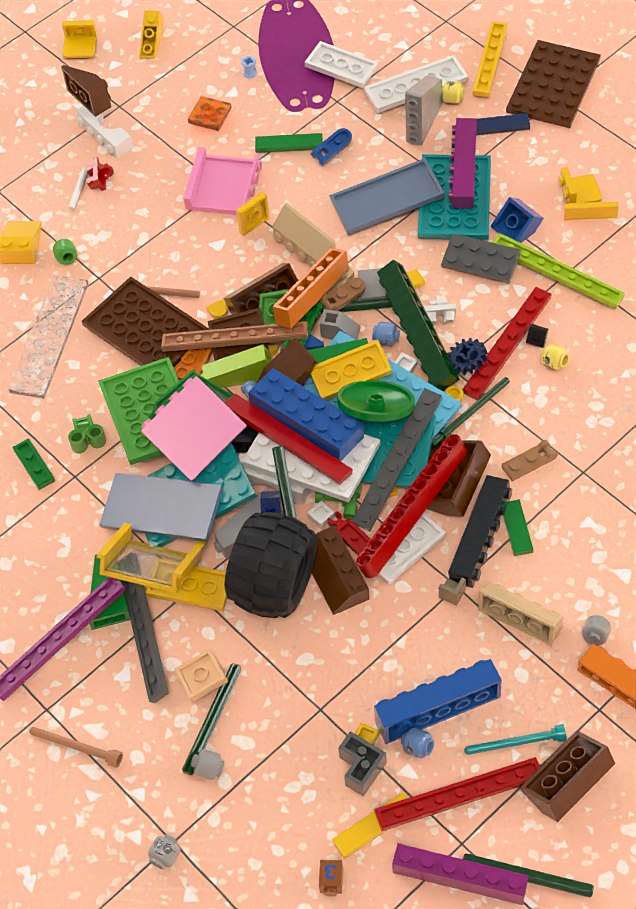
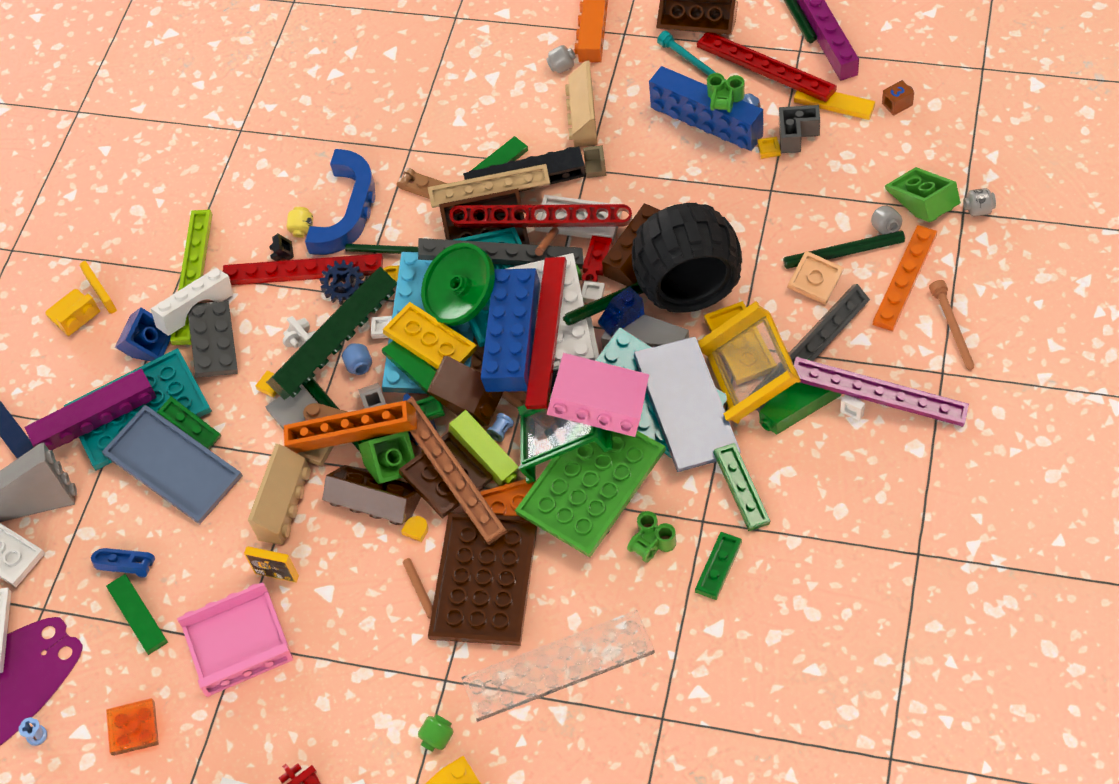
camera: 120 degrees left, 0 degrees up
(72, 508) = (741, 487): none -> tile
(149, 746) = (904, 278): none -> orange plate
(212, 816) = (925, 193): none -> bright green slope
(380, 491) = (546, 241): none -> nougat bar
(411, 216) = (189, 423): none -> green tile
(416, 697) = (725, 92): none -> bright green piece
(475, 488) = (521, 178): none -> tan plate
(526, 267) = (172, 312): none -> white arch
(548, 408) = (335, 237): none -> blue arch

